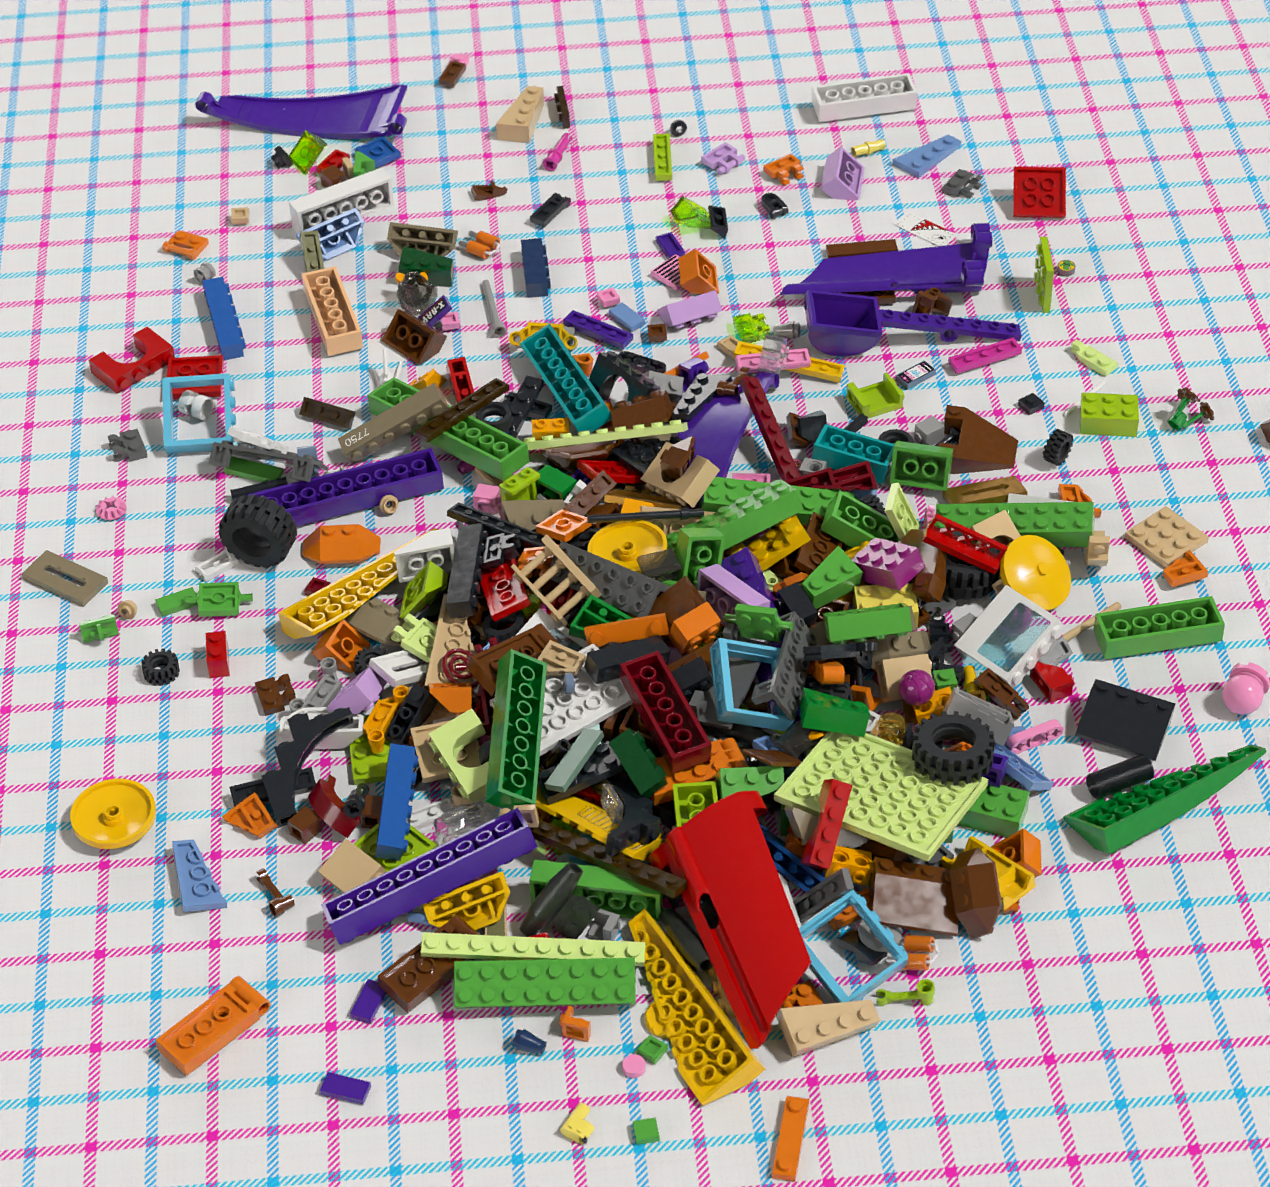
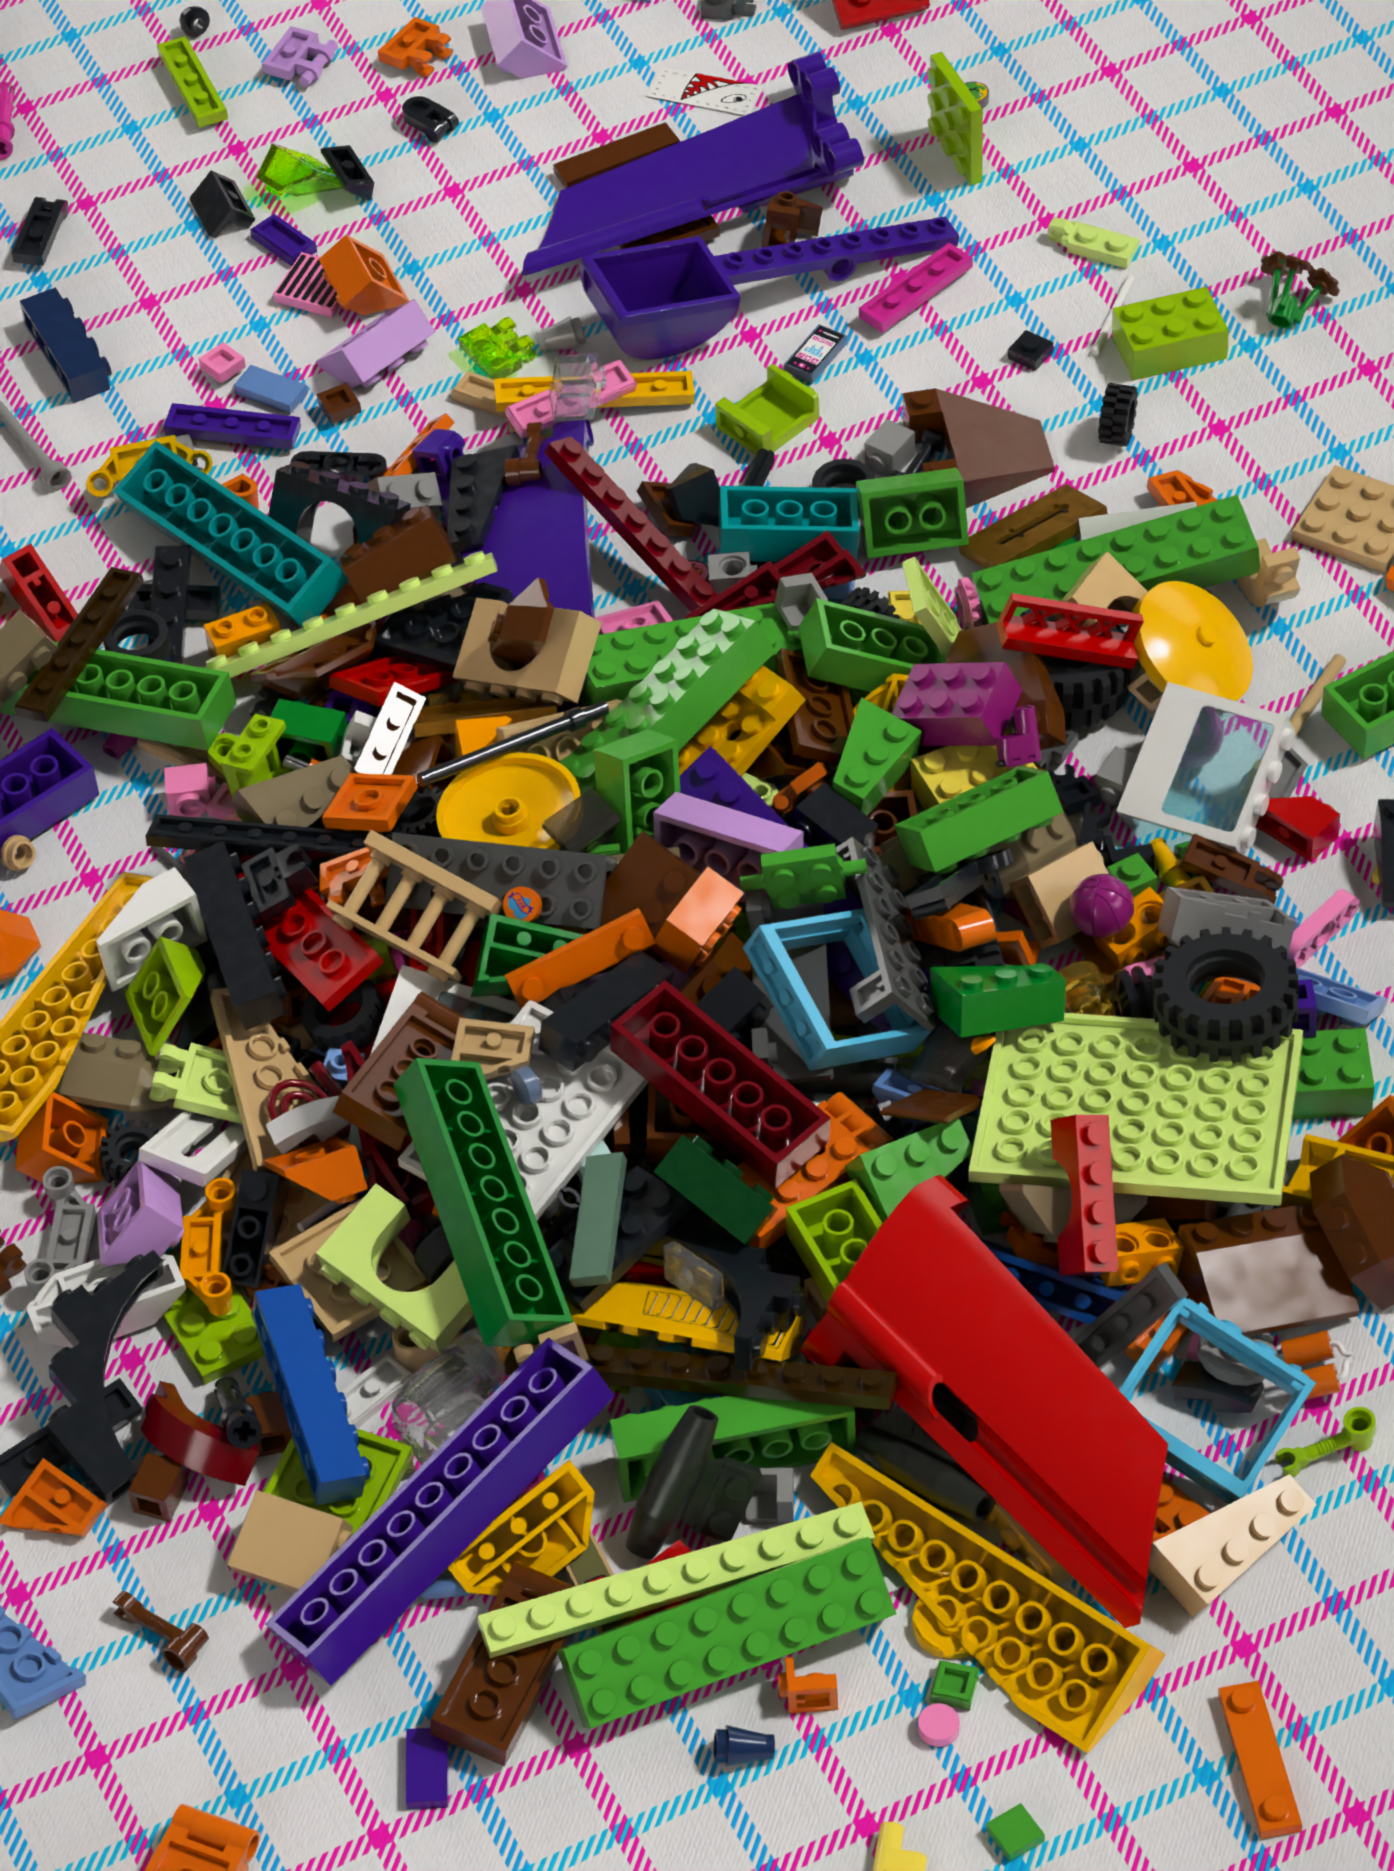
camera: 20 degrees left, 5 degrees up
(453, 670) = (305, 1120): none -> light grey slope
(610, 595) = (522, 904): none -> orange tile
(647, 218) = (218, 202): none -> black panel
(832, 487) = (796, 597): none -> light grey panel
(911, 594) = (1023, 745): none -> magenta piece

